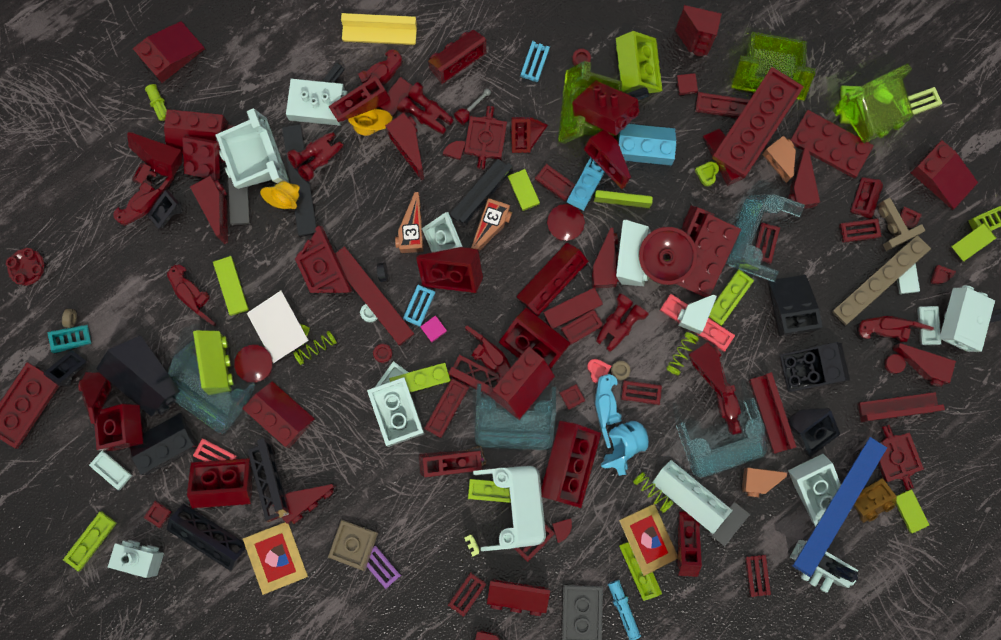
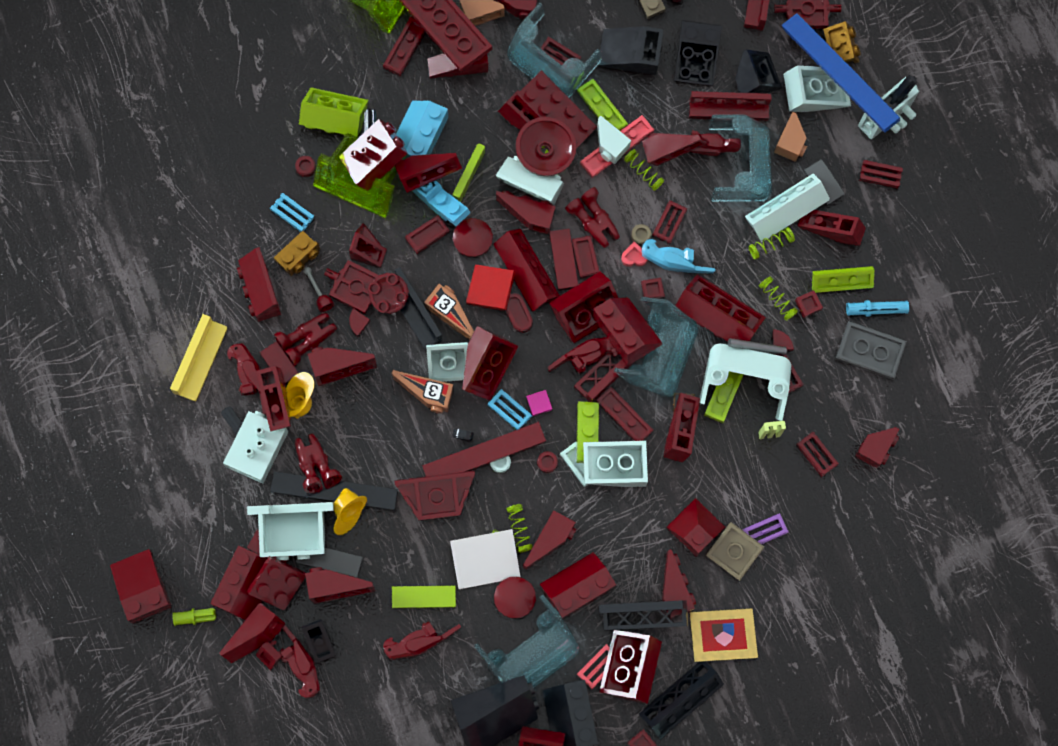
camera: 75 degrees left, 5 degrees down
(213, 361) = (502, 635): lime slope -> none
(318, 379) = (552, 537): none -> dark red slope
(364, 503) = (695, 527): none -> dark red slope
(486, 164) = (388, 293): none -> dark red dish
(499, 78) = (297, 253): none -> pearl gold bracket
(510, 284) = (519, 313): none -> dark red tile
(518, 597) = (835, 403): dark red slope -> none
(523, 190) = (424, 267): lime tile -> none
(524, 252) = (490, 287): none -> red tile
(546, 507) = (757, 346): none -> flat silver bar
(604, 544) = (808, 304): none -> dark red tile
(613, 499) = (790, 313): none -> lime piece
(627, 441) = (715, 250): medium azure piece -> none
(648, 539) = (816, 261): sticker -> none
(687, 84) = (370, 73): dark red tile -> none
(698, 29) = (323, 40): dark red slope -> none
(707, 173) = (469, 85): lime tile -> none
(911, 511) = (862, 15): lime tile -> none

